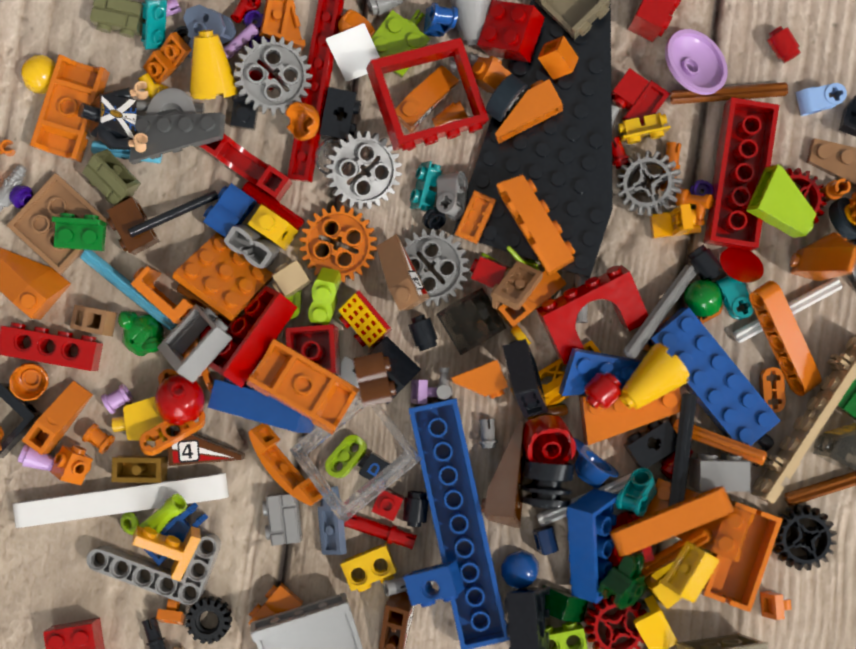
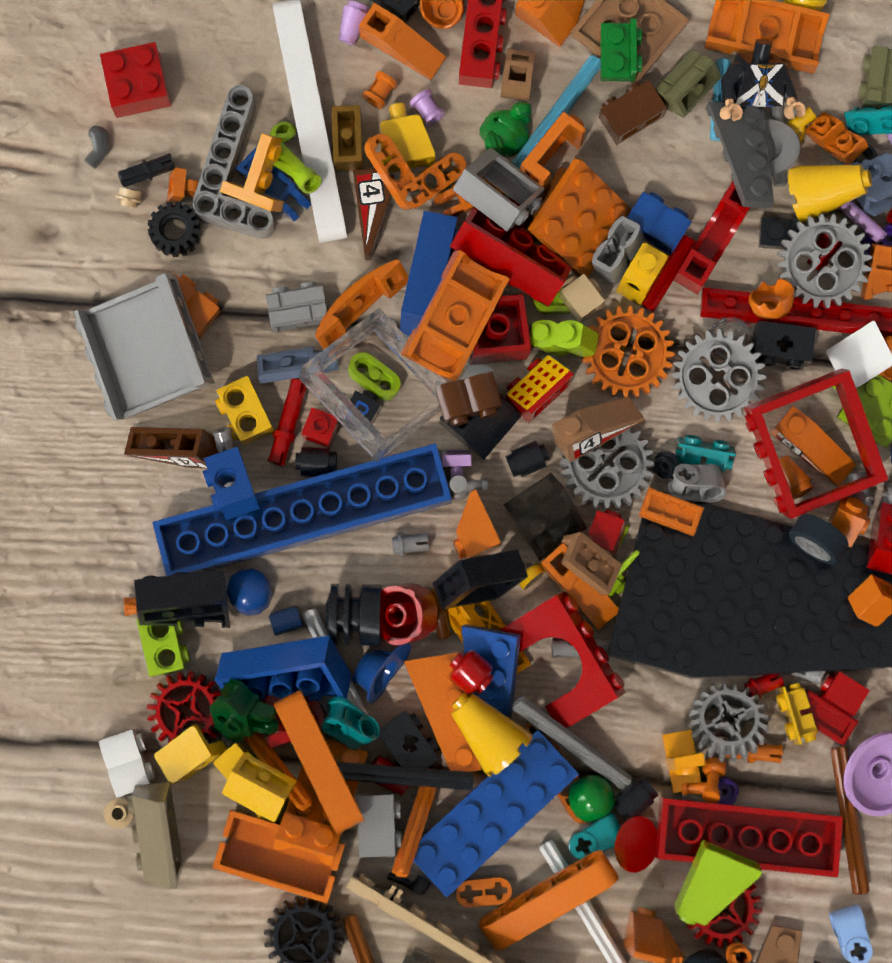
camera: 85 degrees right, 5 degrees down
(71, 464) = (348, 61): orange brick -> none
(172, 214) = (650, 156): black bar -> none
(179, 400) = (430, 177): red cylinder -> none
(503, 494) = (343, 563): reddish brown wedge -> none
(534, 107) = (809, 572): orange slope -> none
(535, 224) = (668, 582): orange wedge -> none
(565, 606) = (207, 648): dark green slope -> none
(773, 605) = (220, 904): orange tile -> none

